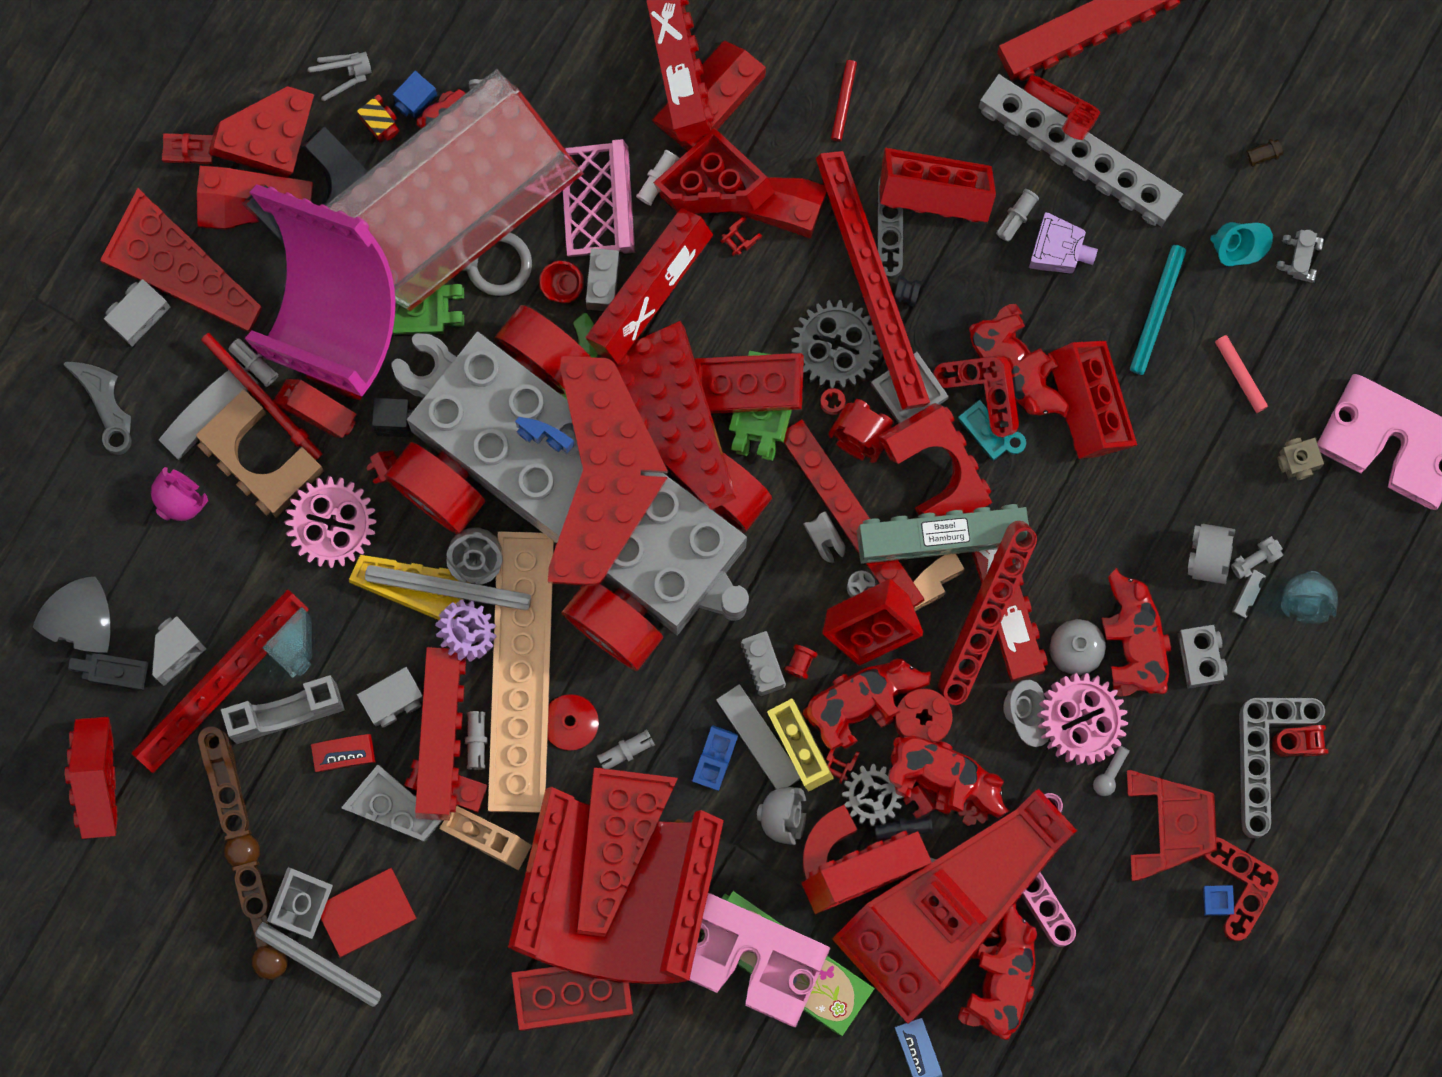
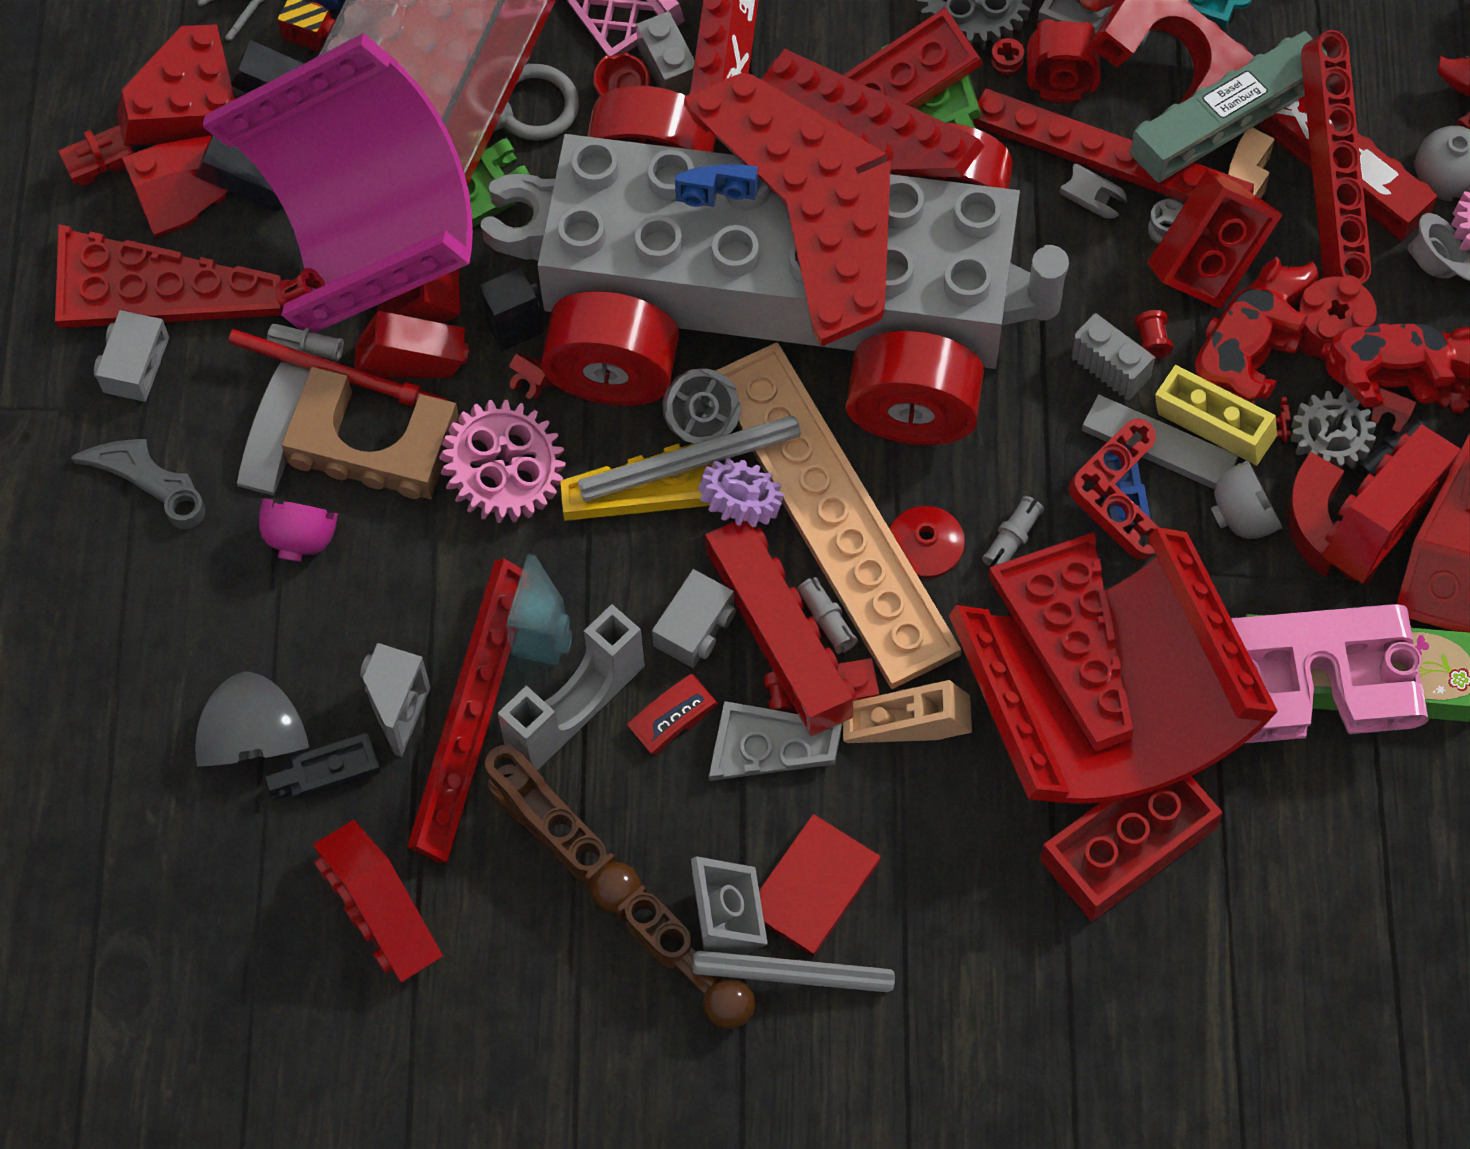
camera: 25 degrees left, 15 degrees down
(275, 320) = (298, 286): none -> red bush
(702, 750) = (1104, 482): none -> red beam

